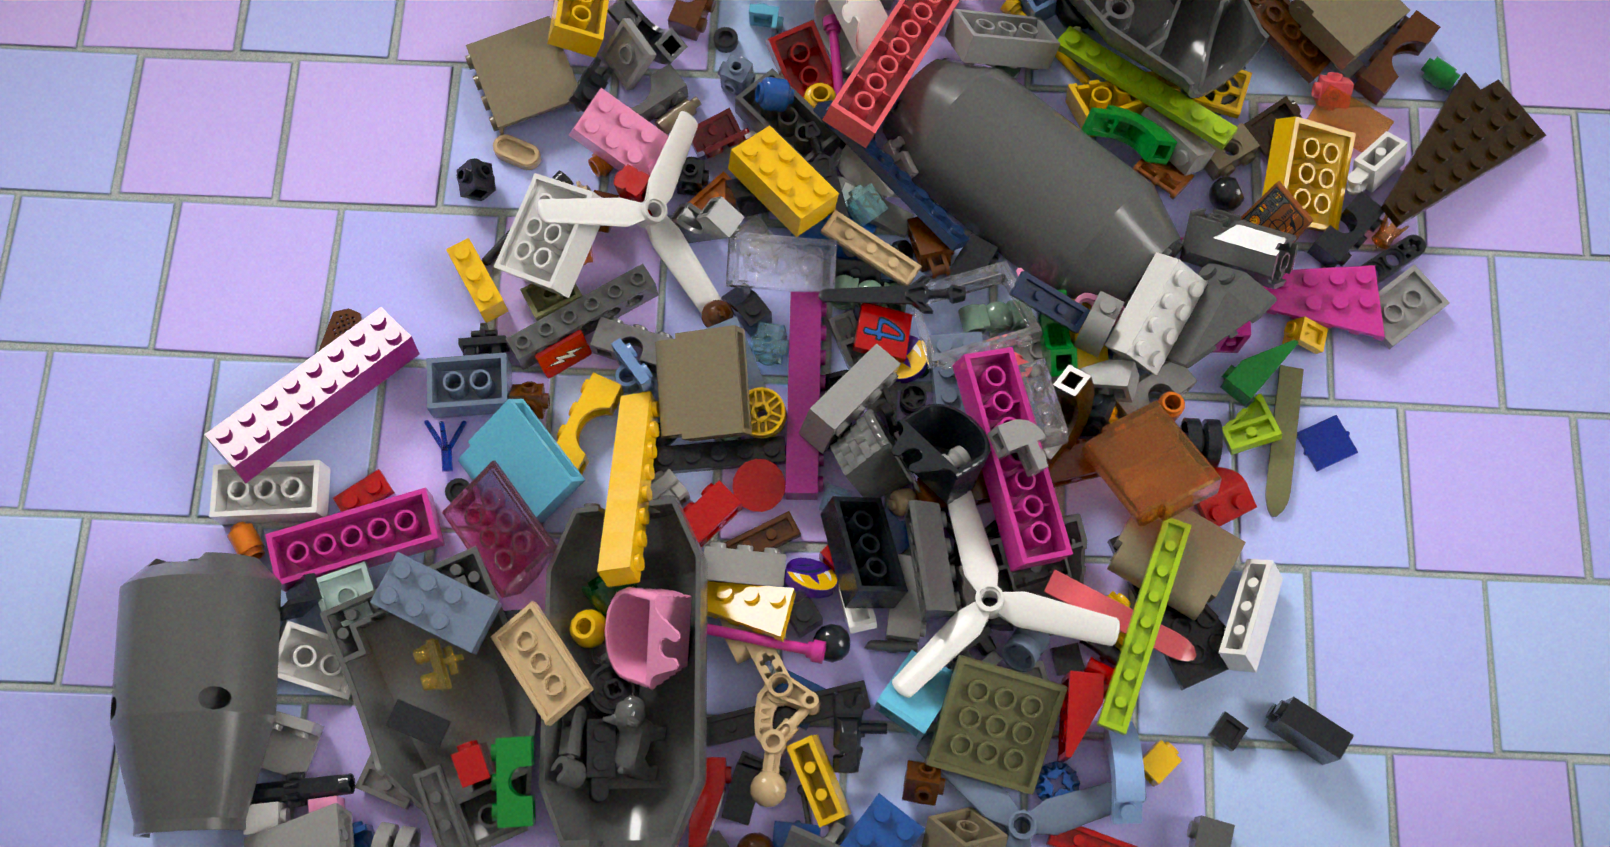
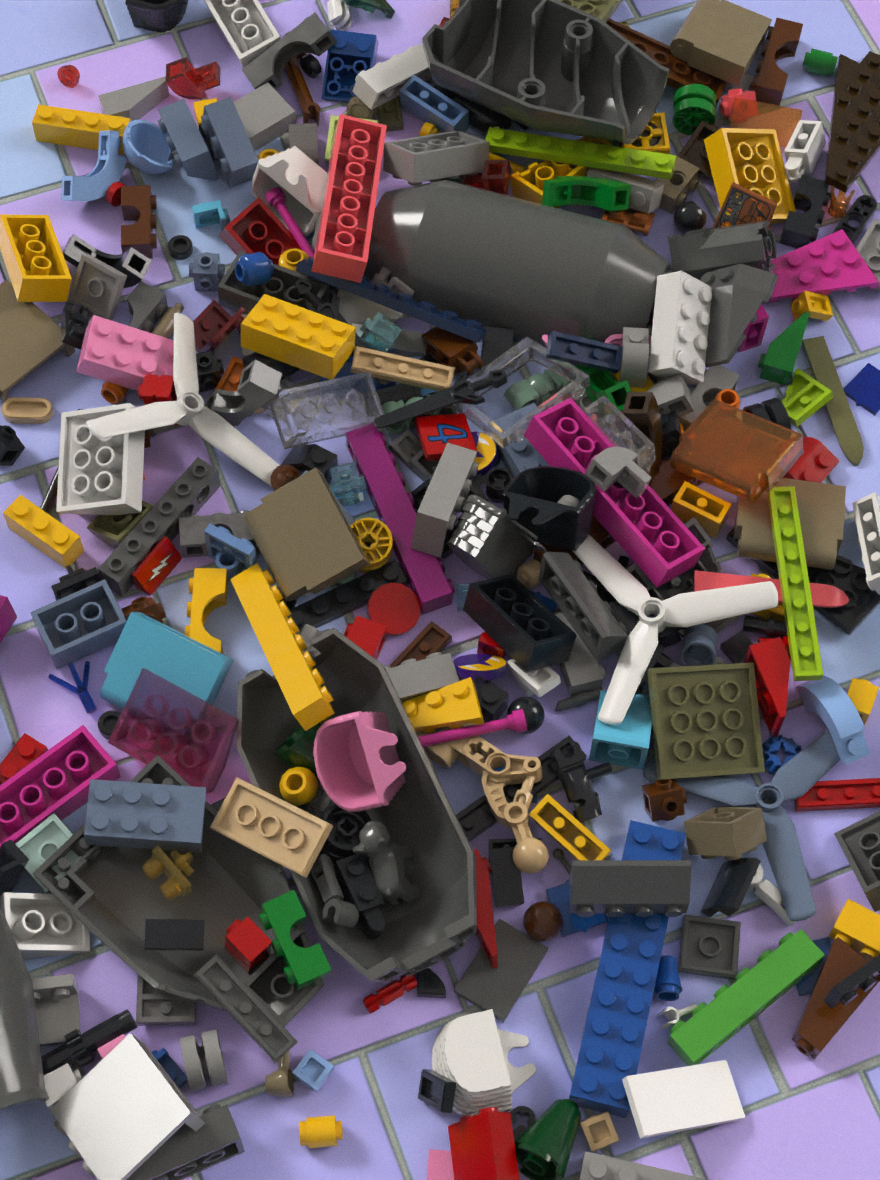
camera: 25 degrees left, 10 degrees down
(1047, 82) = (495, 177): none -> clear red brick
(1093, 504) = (706, 508): none -> yellow brick
(1284, 77) = (691, 106): none -> green wheel

